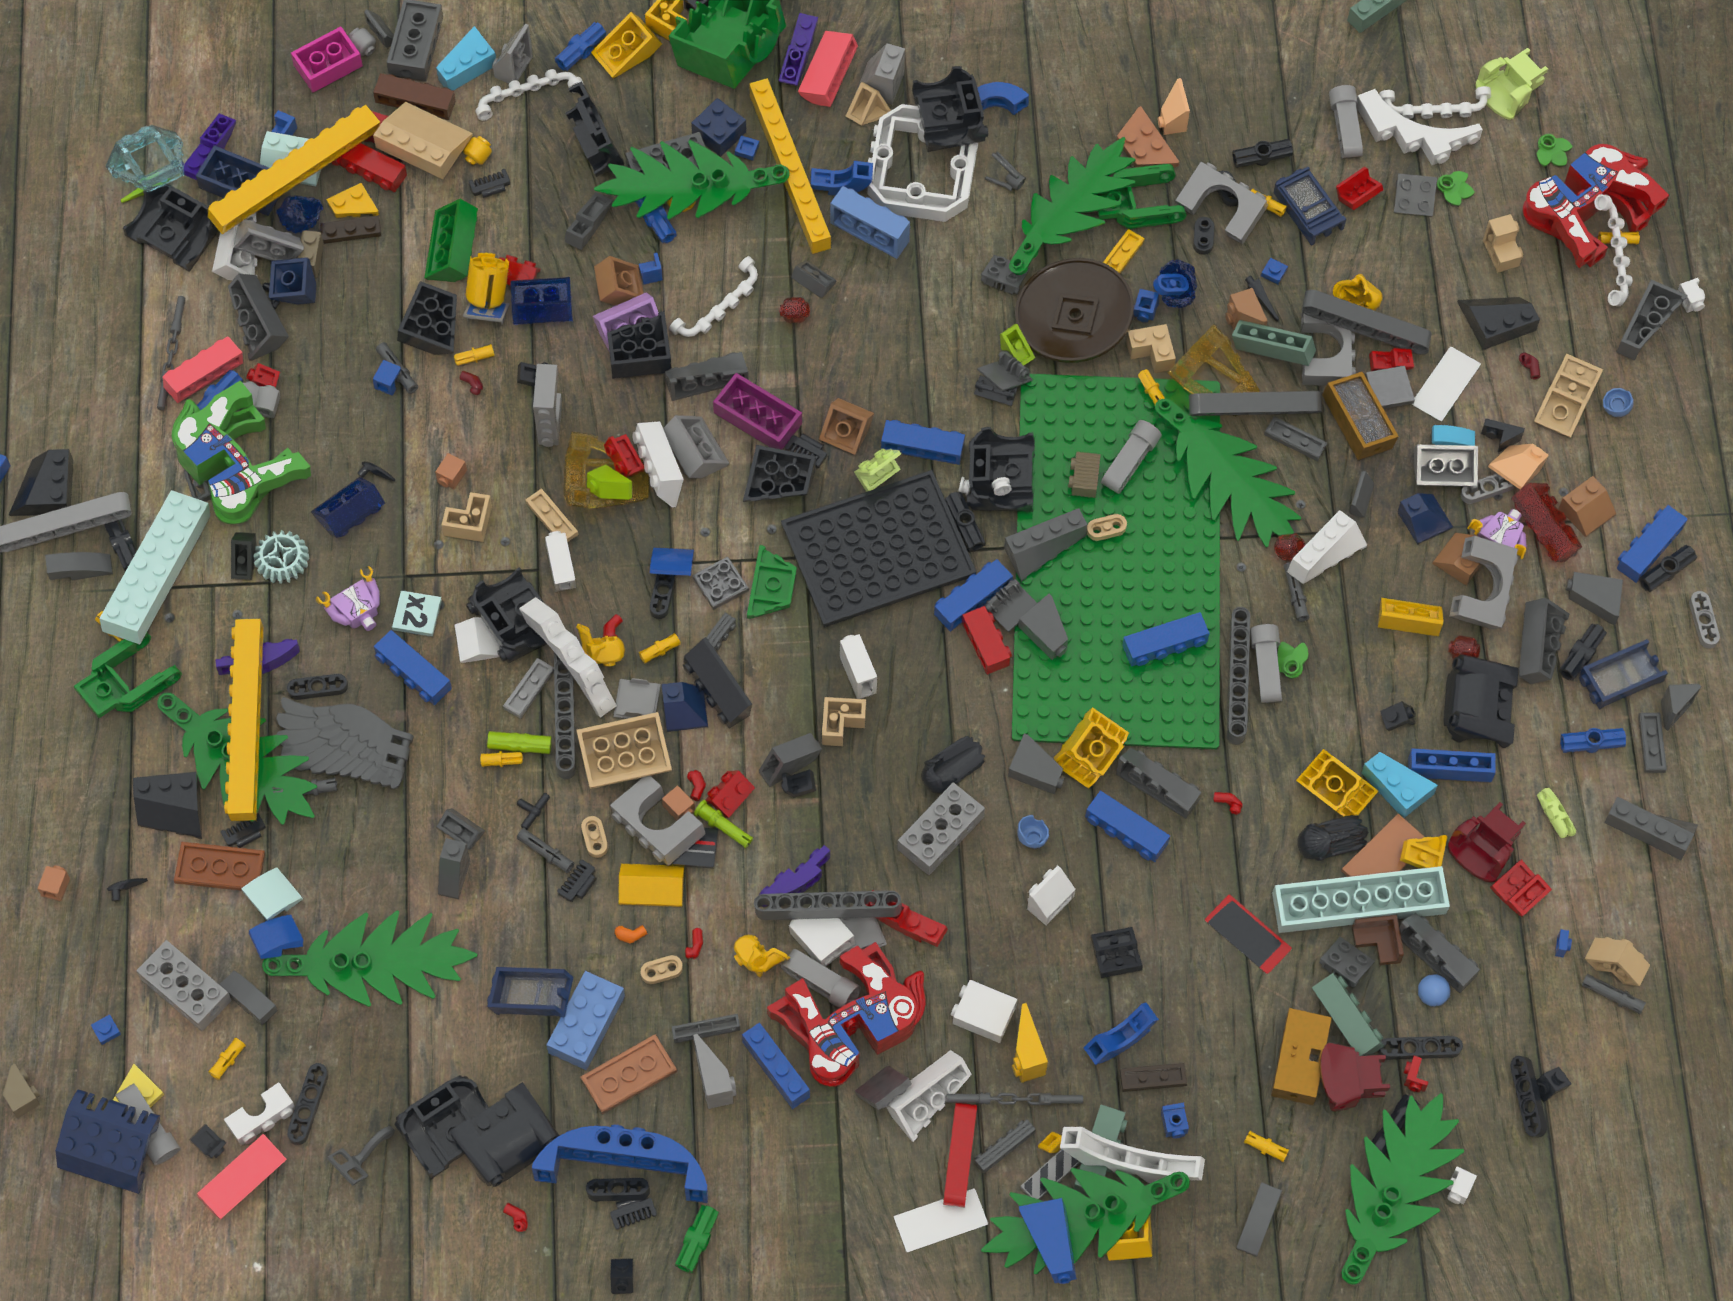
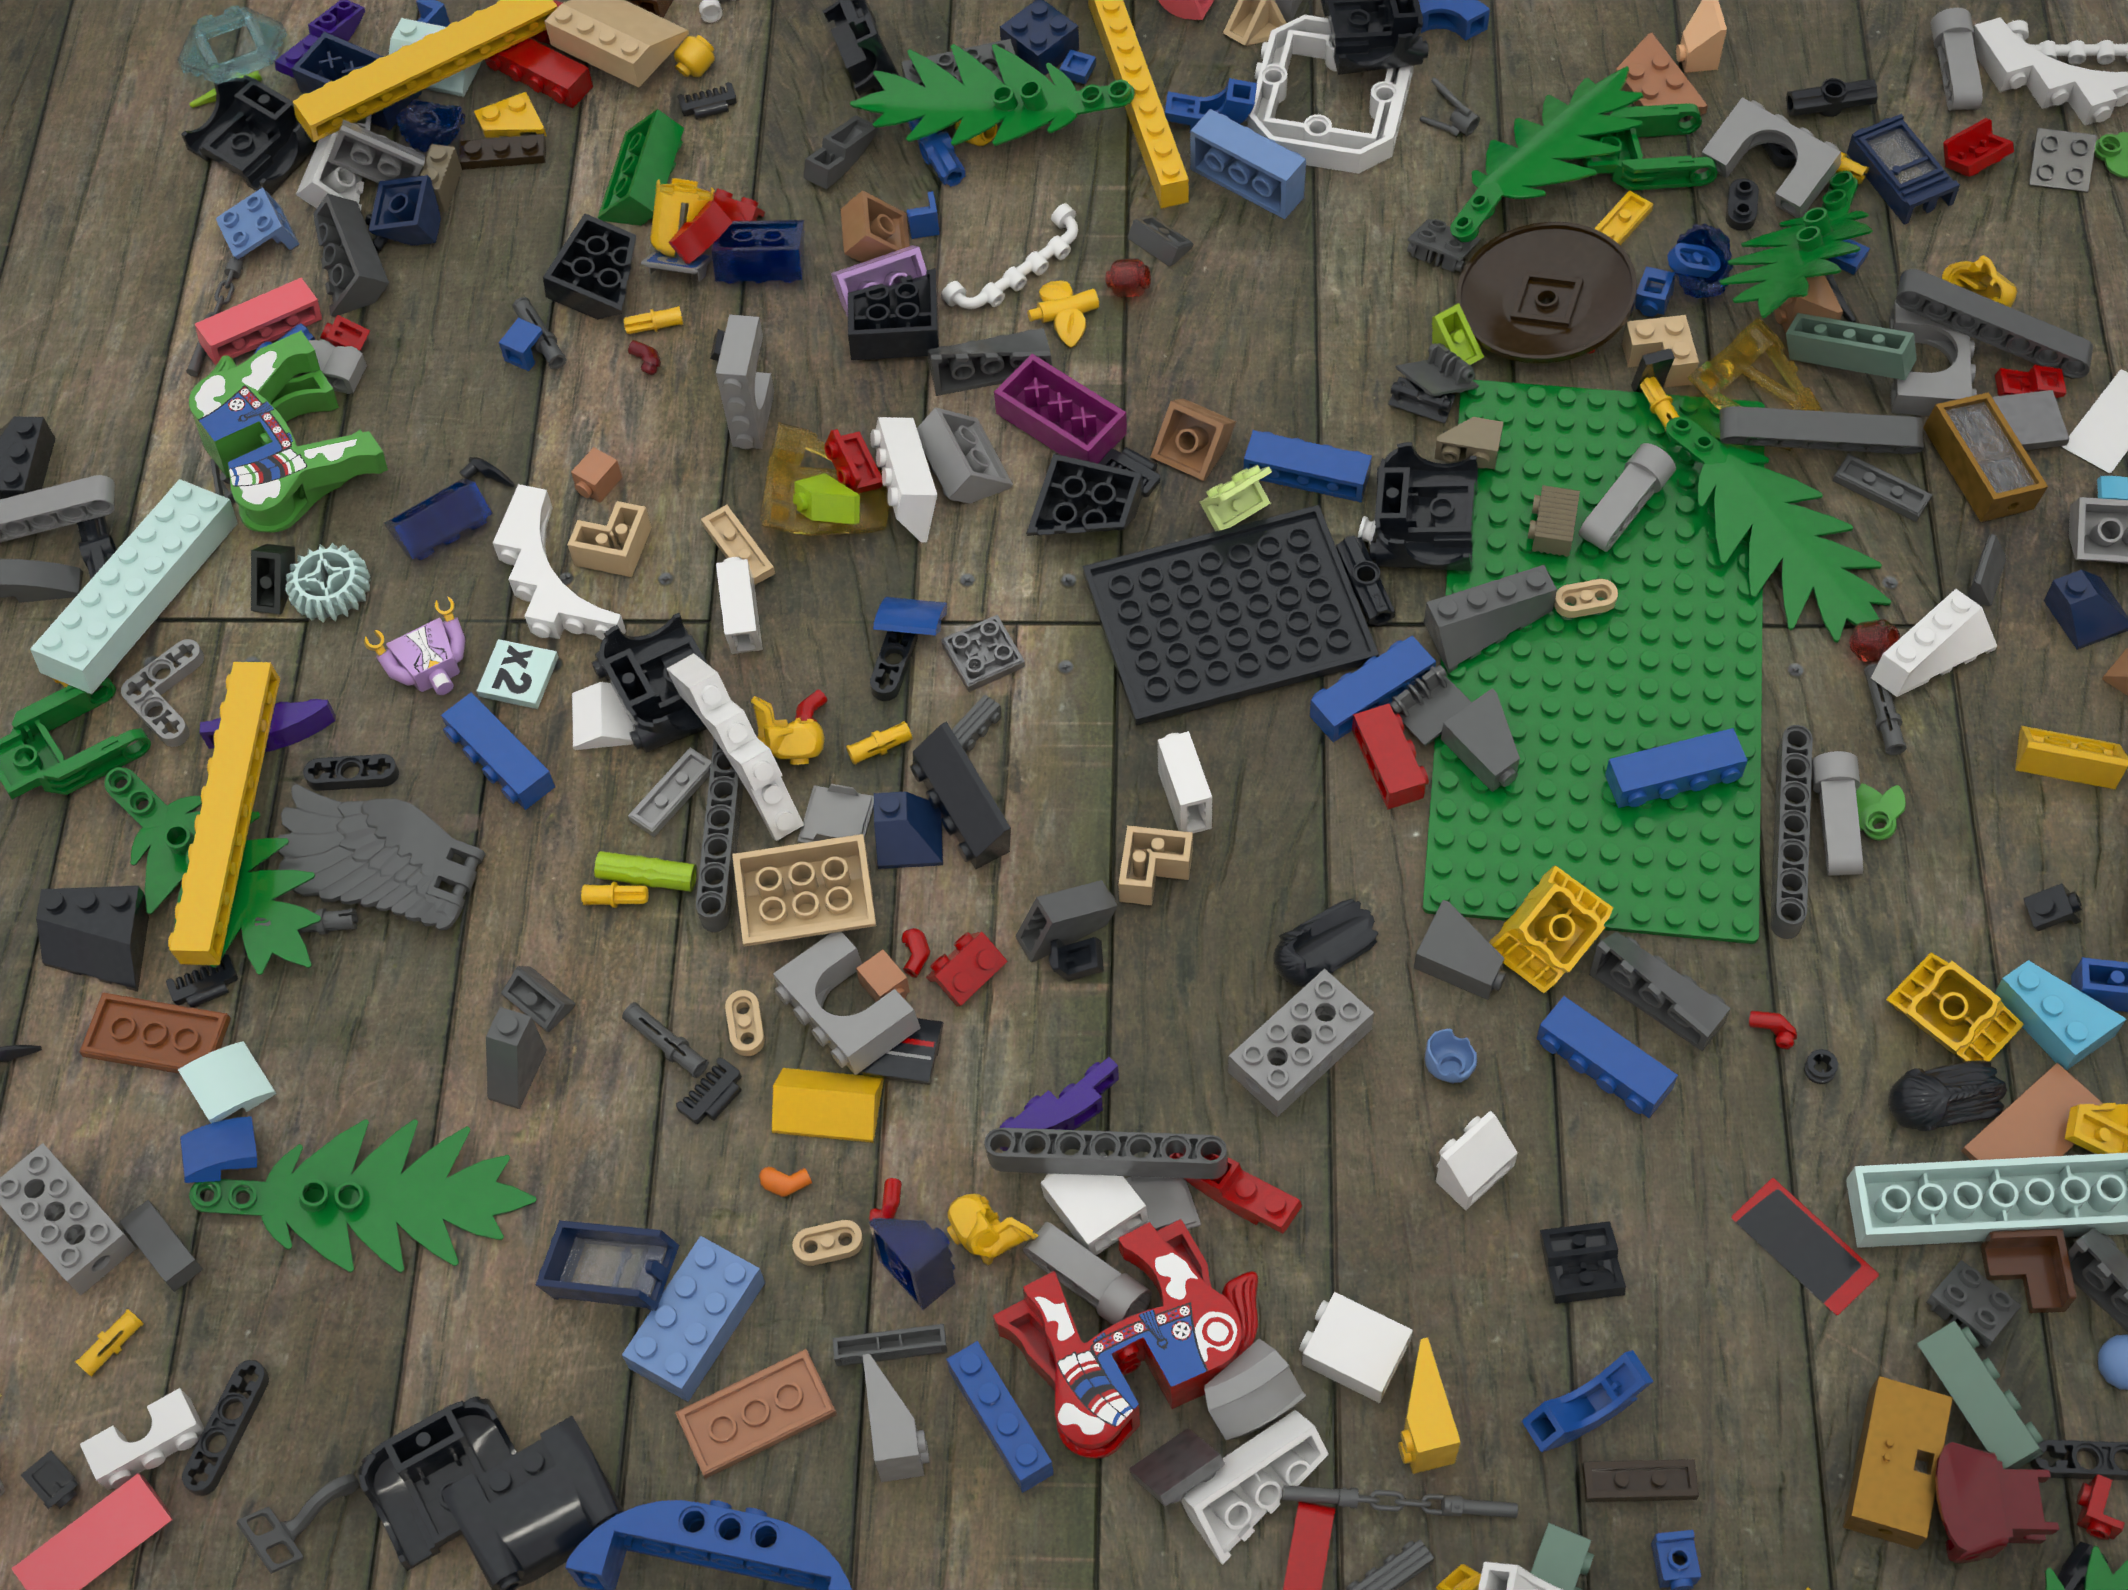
camera: 10 degrees right, 5 degrees down
(175, 641) = (152, 696): none -> light grey beam
(186, 296) = (254, 223): none -> medium blue bracket
(419, 547) = (552, 604): none -> white arch
(501, 295) = (701, 233): none -> red slope
(534, 811) = (655, 977): black piece -> none
(716, 819) = (940, 1006): lime pin -> none
(717, 975) = (914, 1257): none -> clear blue slope
(753, 334) = (1064, 309): none -> yellow plant
(771, 584) = (1060, 658): green wing -> none
(925, 1041) = (1252, 1391): none -> light grey slope
(1001, 486) = (1424, 528): white bush -> none
(1029, 420) = (1471, 438): none -> dark tan slope
(1146, 362) = (1653, 364): none -> black tile
(1244, 272) = (1801, 248): none -> green plant
(1257, 817) = (1826, 1057): none -> black bush

